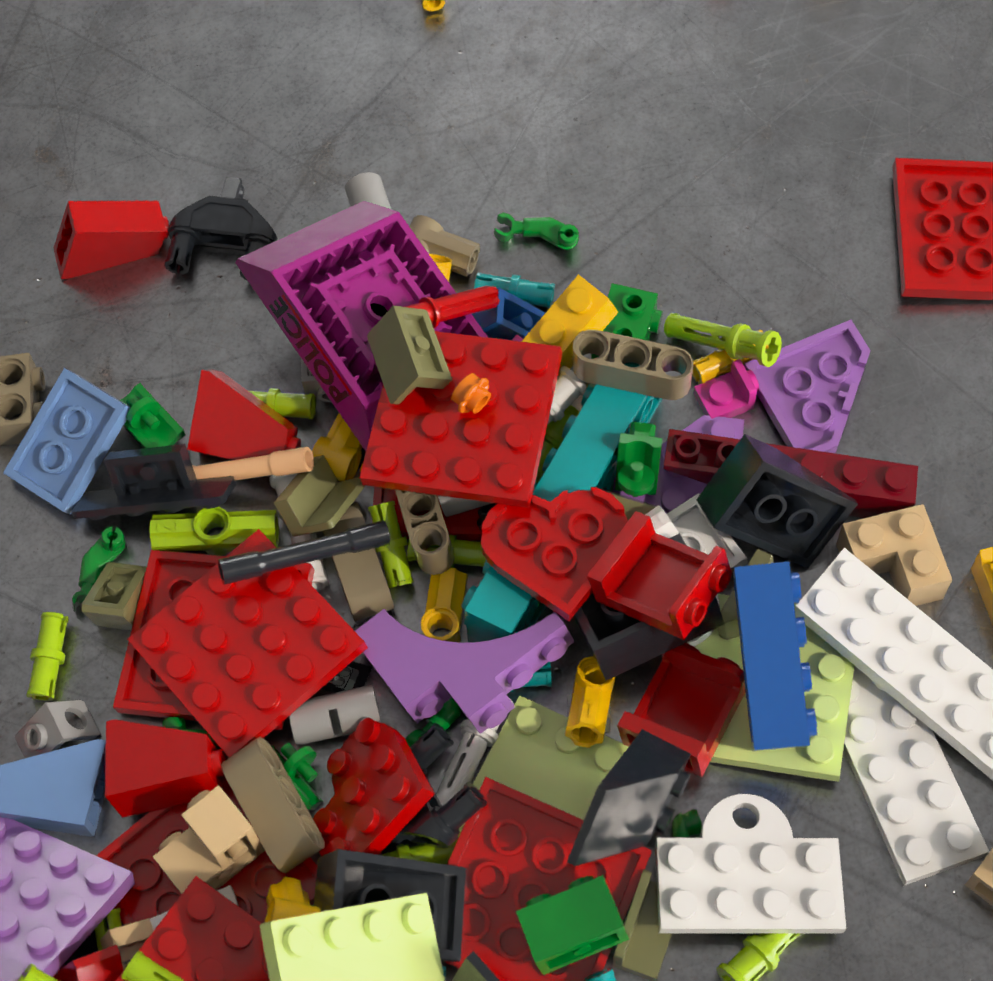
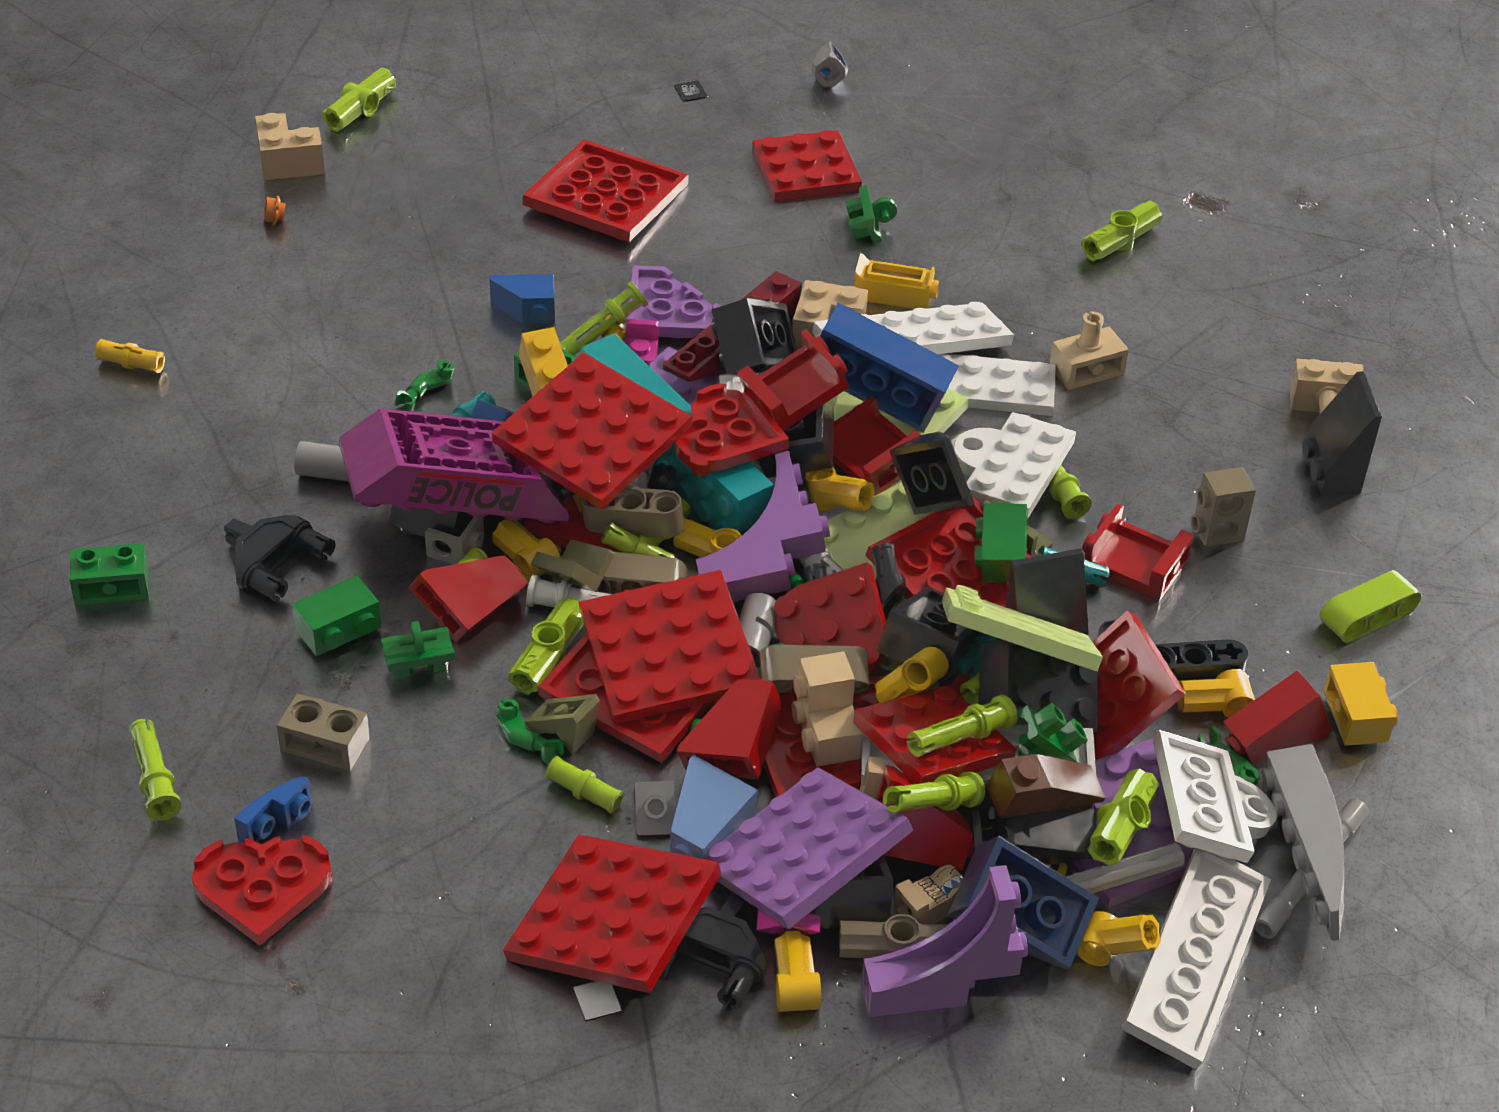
camera: 70 degrees left, 20 degrees down
(67, 441) = (401, 699): medium blue plate -> none
(108, 235) = (214, 619): red slope -> none
(128, 126) = (109, 574): none -> green brick
(152, 482) = (483, 657): black bracket -> none
(157, 330) = (336, 615): none -> green brick
(257, 563) = (619, 595): black piece -> none
(277, 464) = (490, 641): light nougat piece -> none
(407, 353) = (529, 426): olive panel -> none
(458, 304) = (484, 419): red axle -> none
(471, 394) = (593, 400): orange plate -> none
(638, 460) = (680, 376): green hips -> none
(646, 379) = (618, 335): dark tan beam -> none
(732, 250) = (524, 296): none -> blue slope

